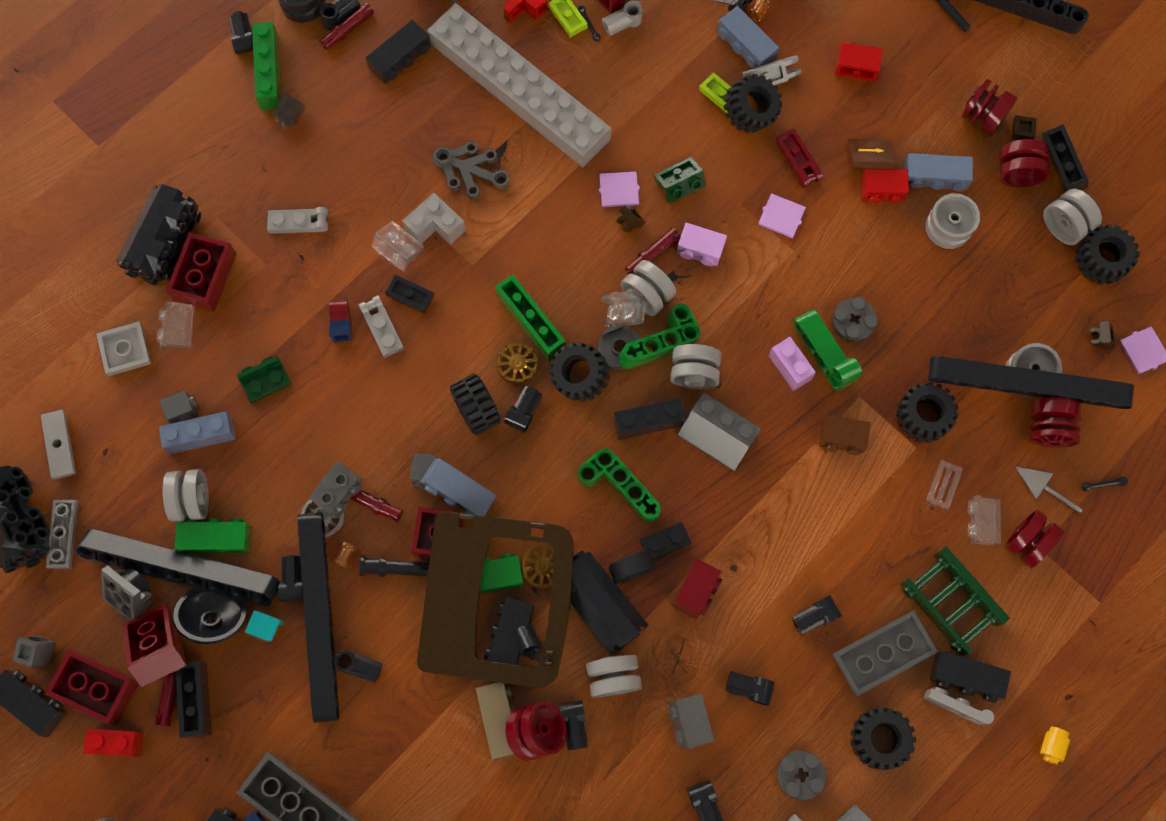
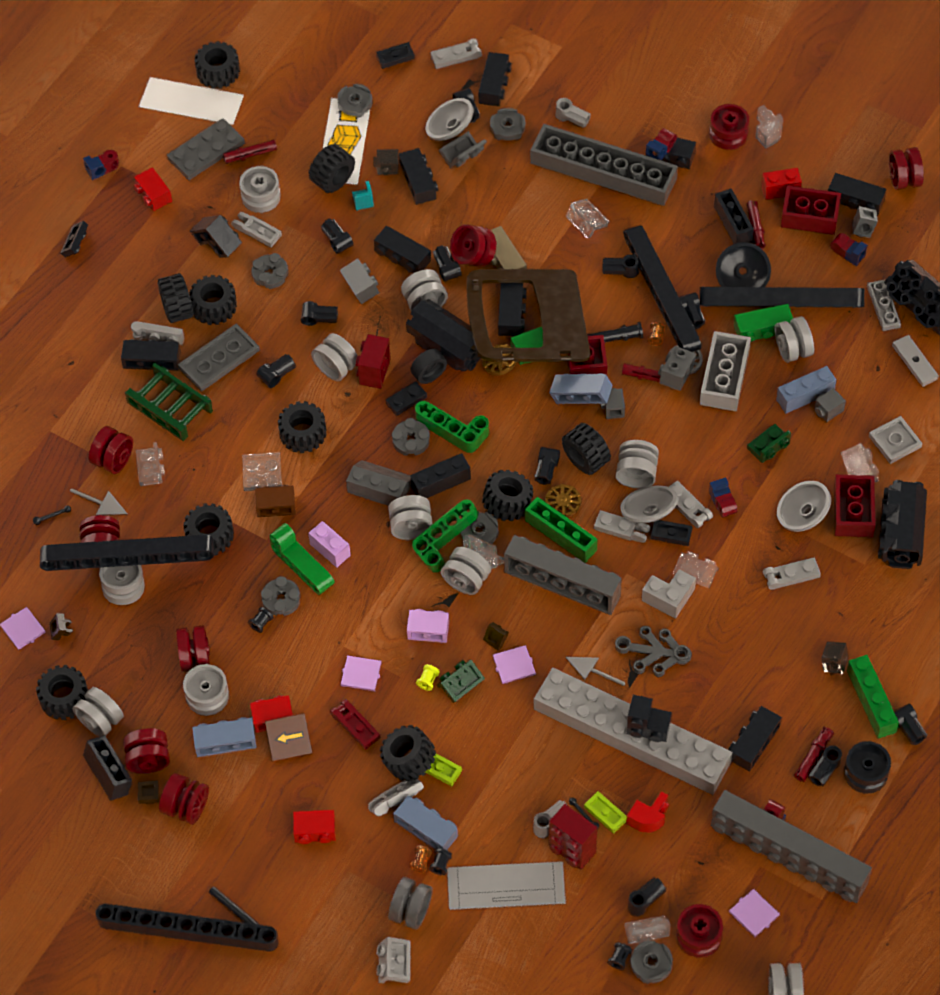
camera: 170 degrees right, 15 degrees down
(69, 622) = (848, 248): none -> leg
(125, 591) = (812, 271): dark grey piece -> none
(153, 646) = (775, 235): dark red brick -> none
(263, 626) = (700, 274): teal panel -> none
(270, 279) = (804, 506): none -> light grey dish
(281, 477) = (725, 371): none -> light grey brick
(377, 755) = (586, 217): none -> clear bracket
(423, 374) = (637, 464): none -> light grey wheel
(429, 339) = (649, 504): none -> light grey dish
(463, 317) = (621, 527): none -> light grey hinge
(504, 60) = (647, 721): none -> black brick
(528, 642) = (493, 297): black piece -> none
(543, 260) = (562, 574): none -> dark grey brick
(546, 171) = (585, 665): none -> light grey piece
(627, 759) = (402, 250): none -> black brick
(655, 250) = (474, 605): dark red pin -> none
(674, 473) = (410, 427): none -> dark grey plate
(713, 189) = (427, 678): none -> neon yellow bush
(744, 605) = (334, 357): none -> light grey wheel
(811, 509) = (302, 414): none -> black tyre
(853, 479) = (261, 470): none -> clear plate
(881, 294) = (260, 619): none -> black bush
(935, 744) = (175, 298): none -> black tyre
(937, 502) = (183, 498): clear tile -> none
(963, 265) = (192, 648): none -> dark red wheel
(1055, 745) = (81, 324): yellow brick -> none

